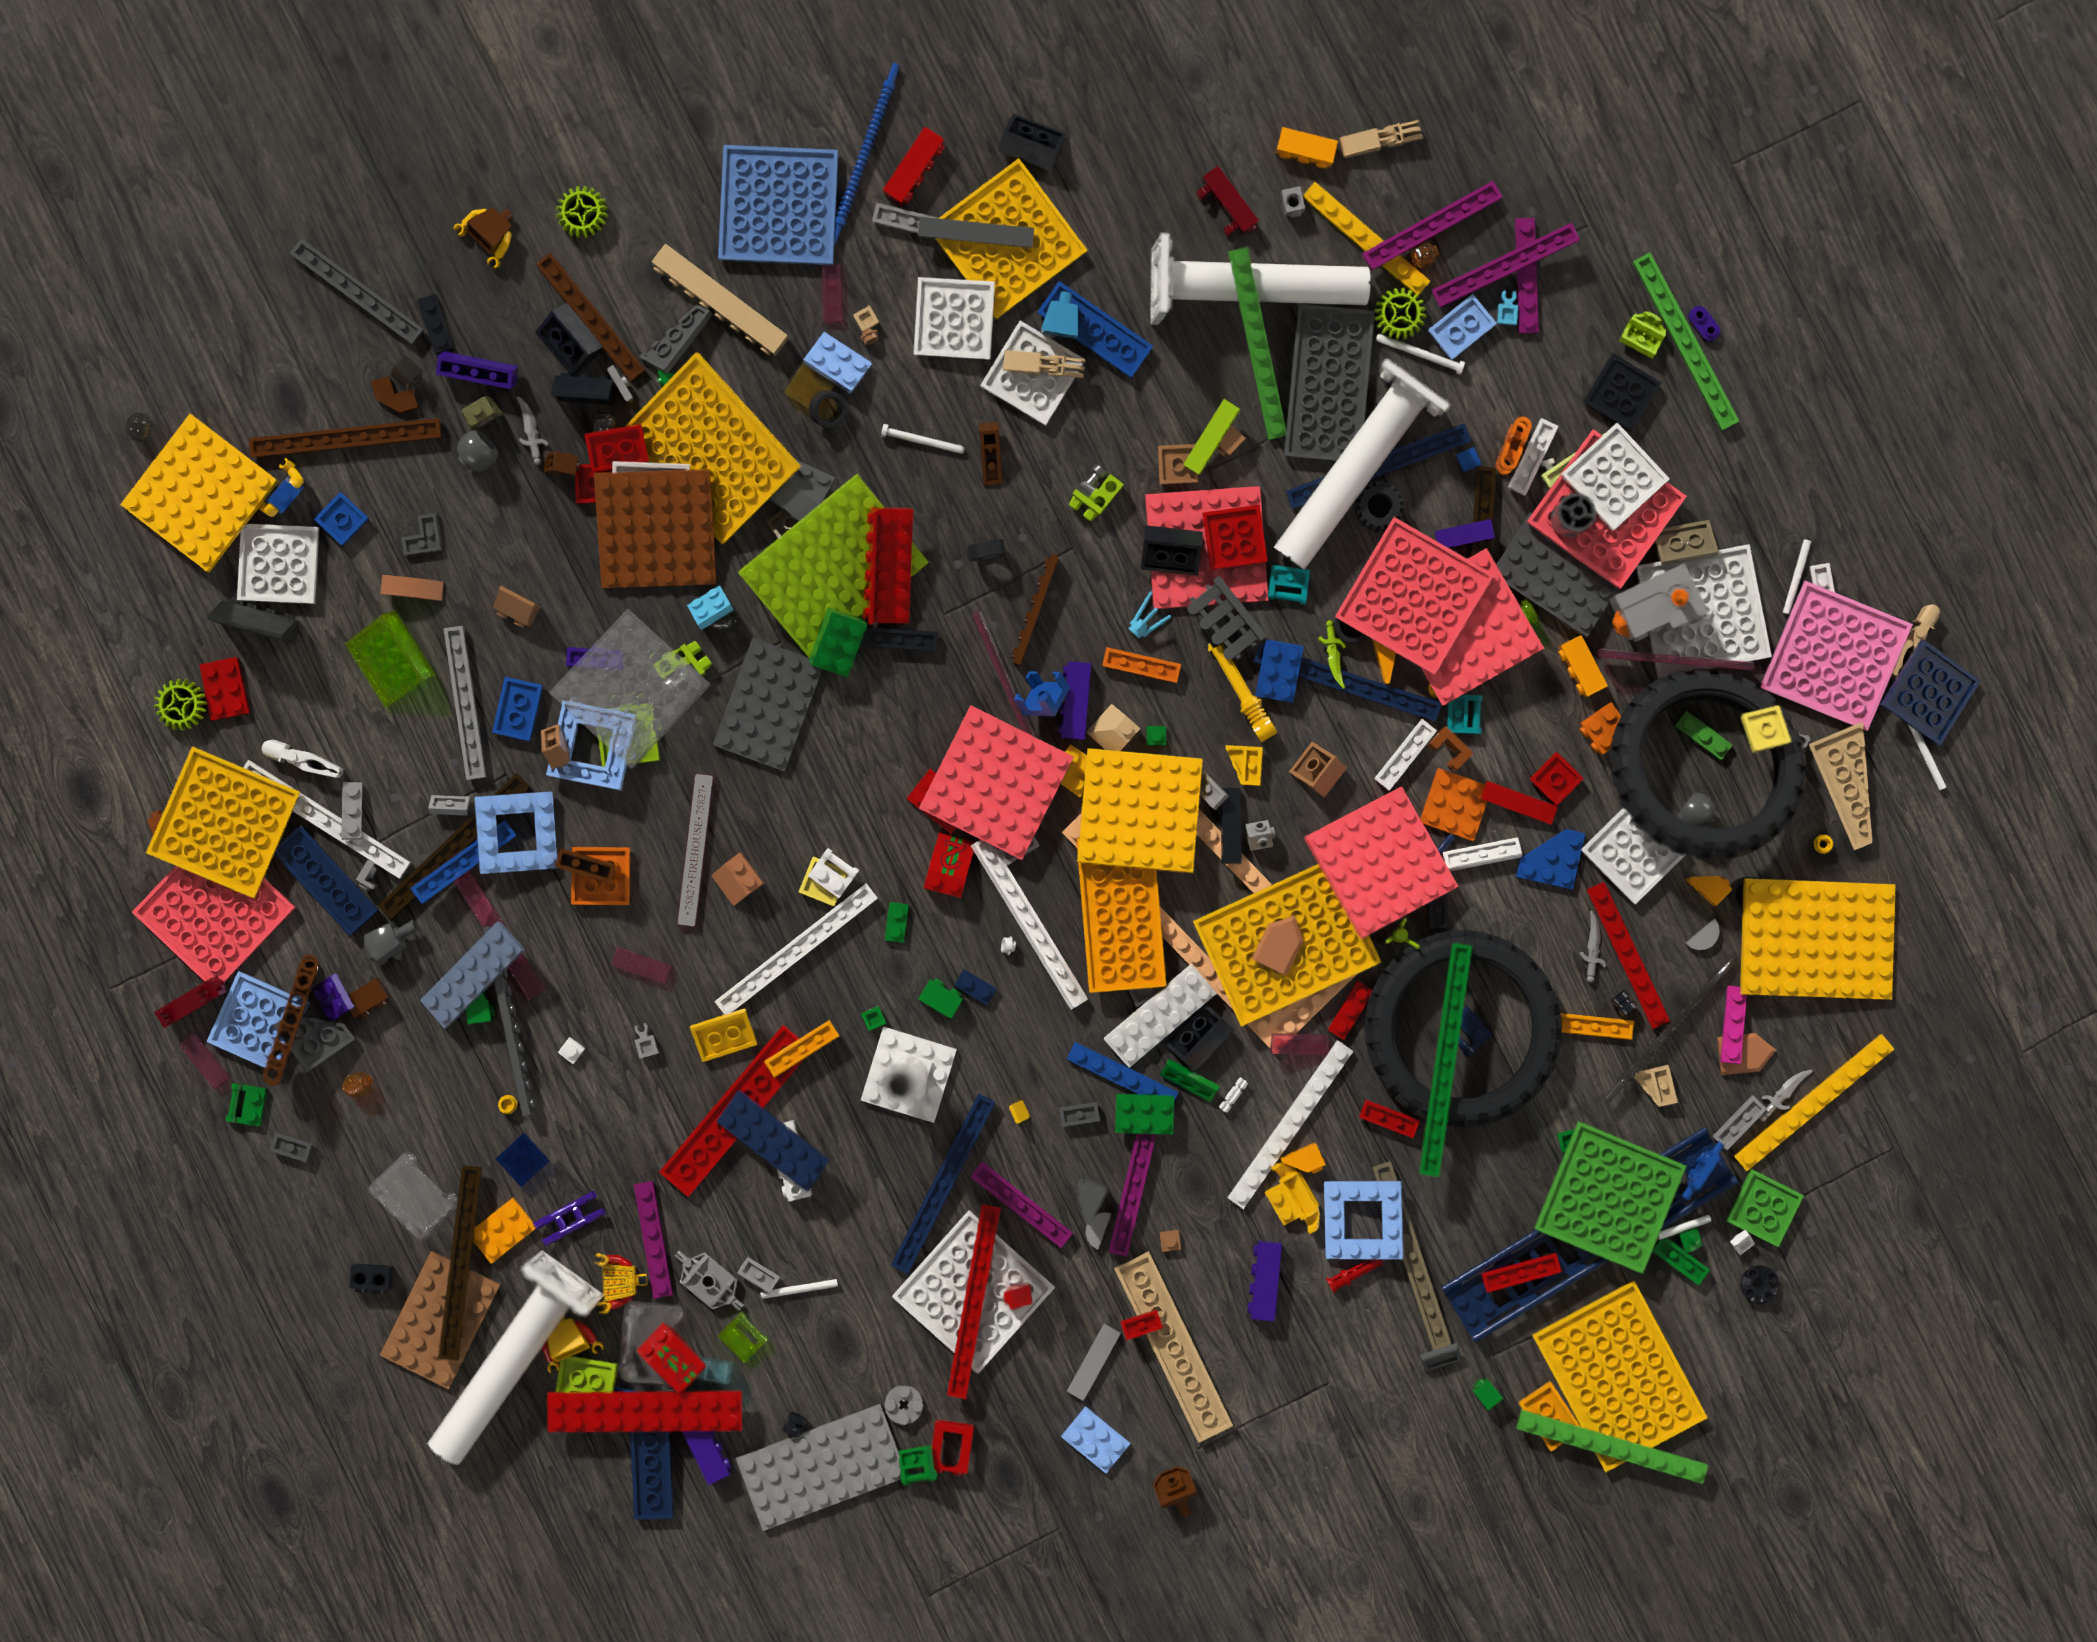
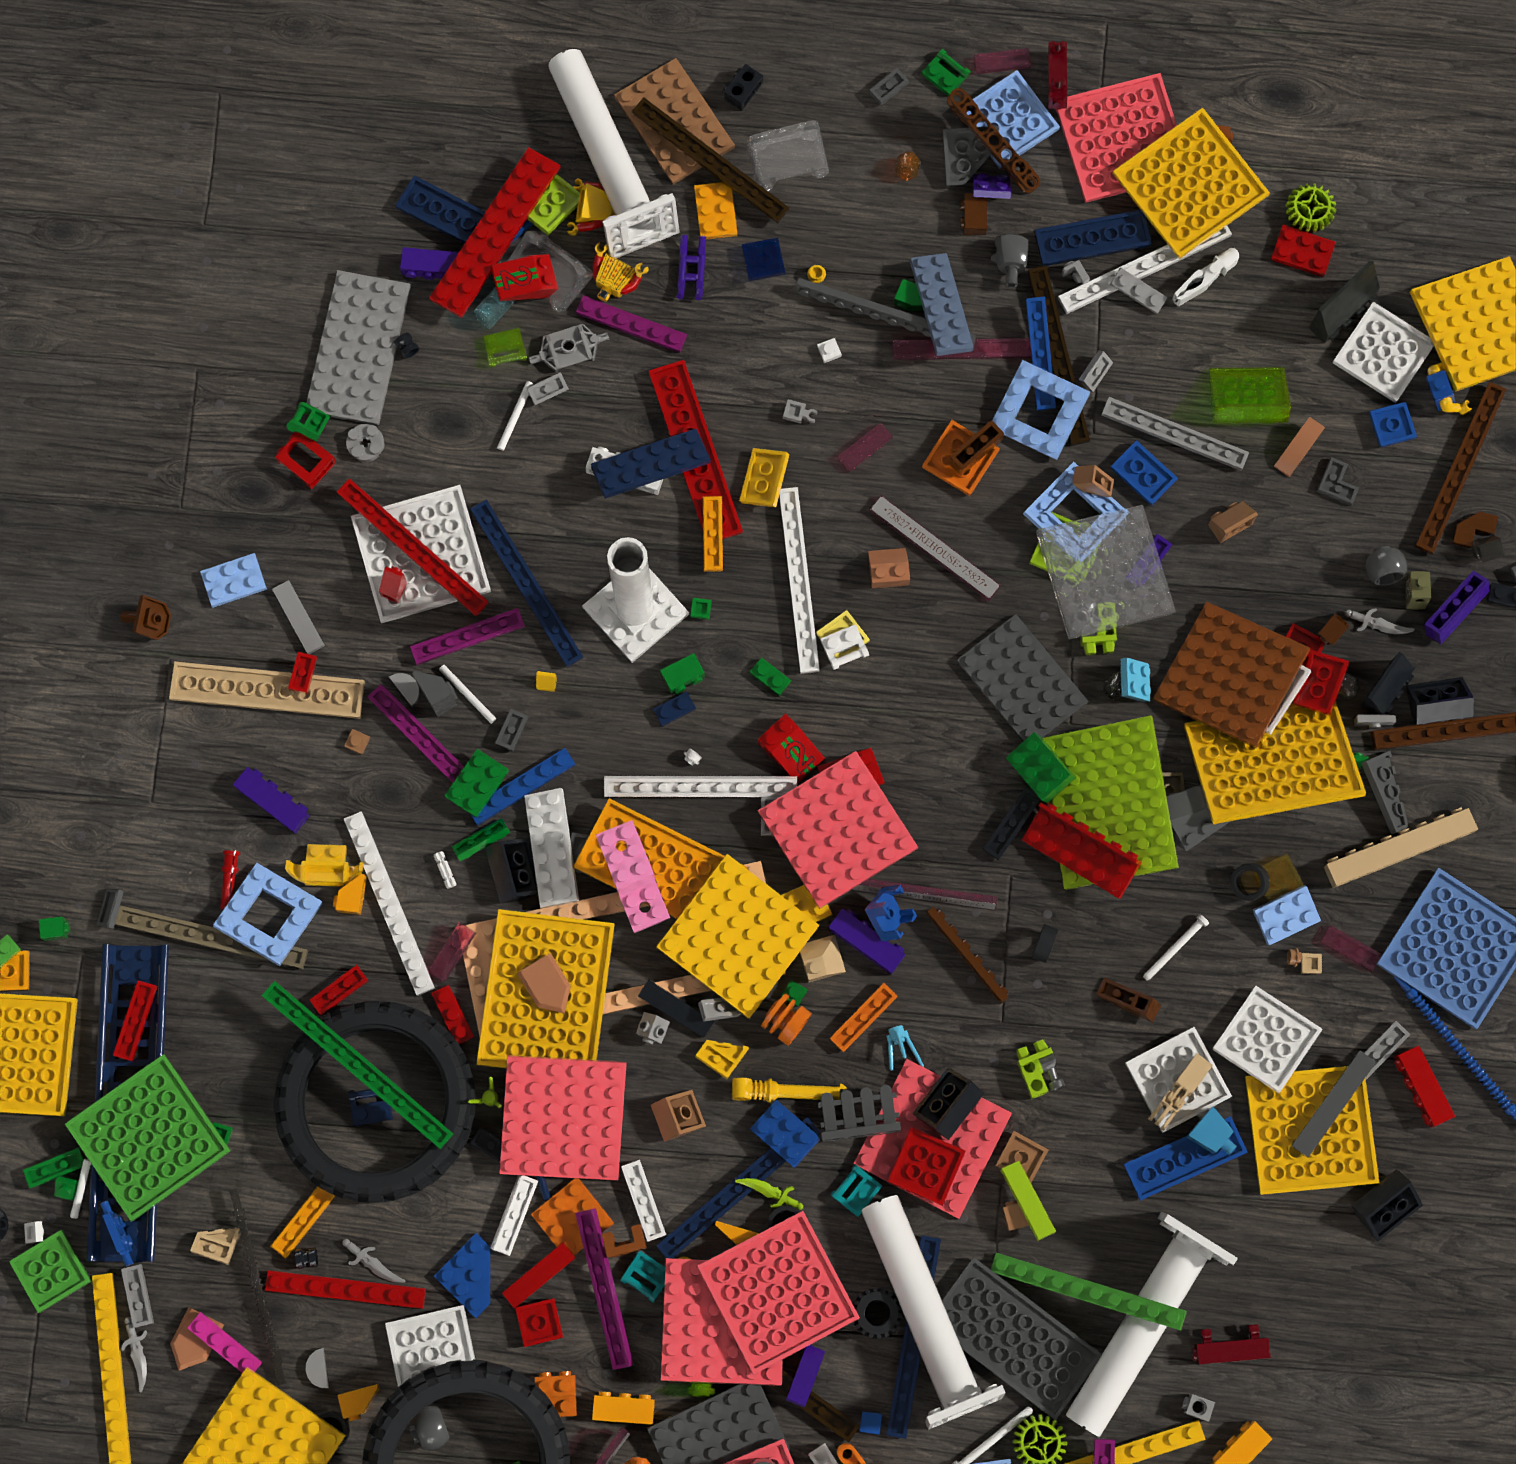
camera: 120 degrees right, 10 degrees down
(1070, 1173) = (470, 697): none -> white bar
(1147, 927) = (633, 876): none -> bright pink bracket
(1184, 727) = (786, 1019): none -> orange wheel
(1497, 741) = (604, 1289): none -> magenta plate

